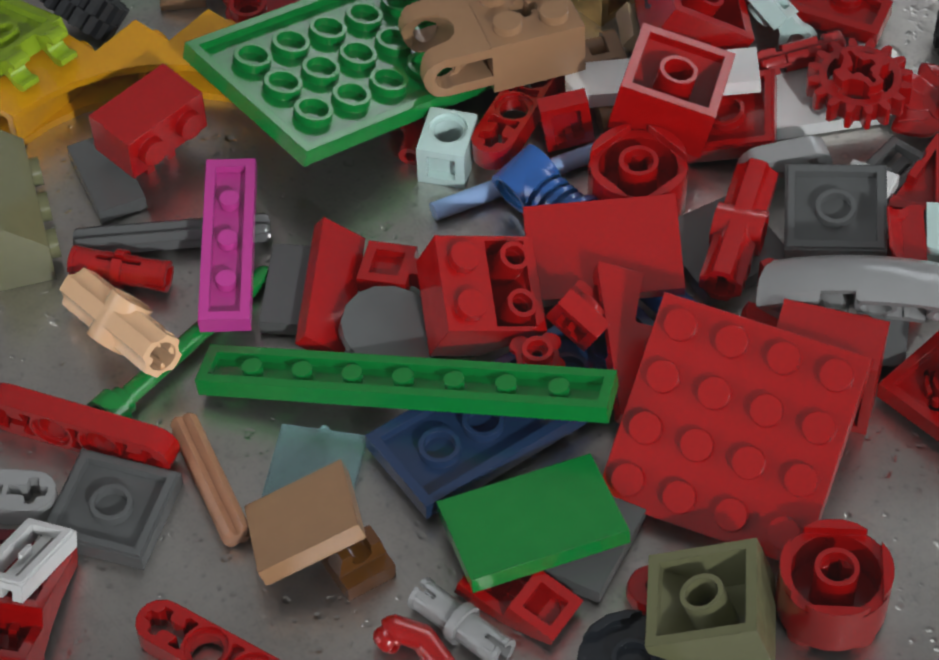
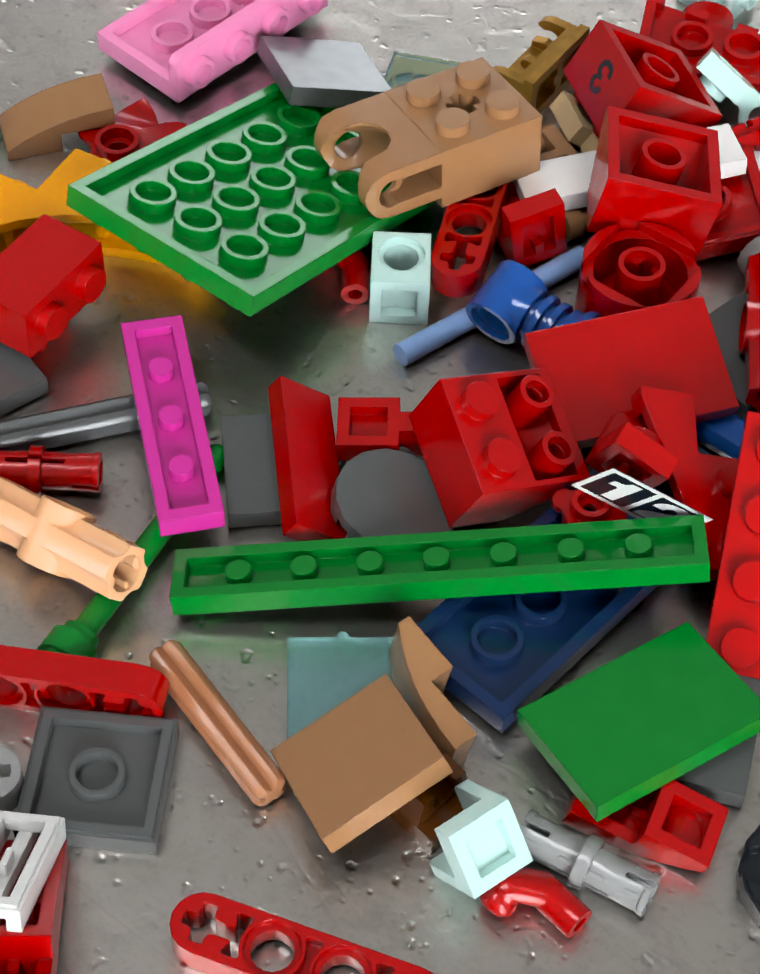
camera: 15 degrees left, 0 degrees up
(370, 476) = (421, 677): none -> medium nougat slope
(376, 593) = (480, 842): none -> light aqua panel
(565, 348) = (633, 496): none -> sticker

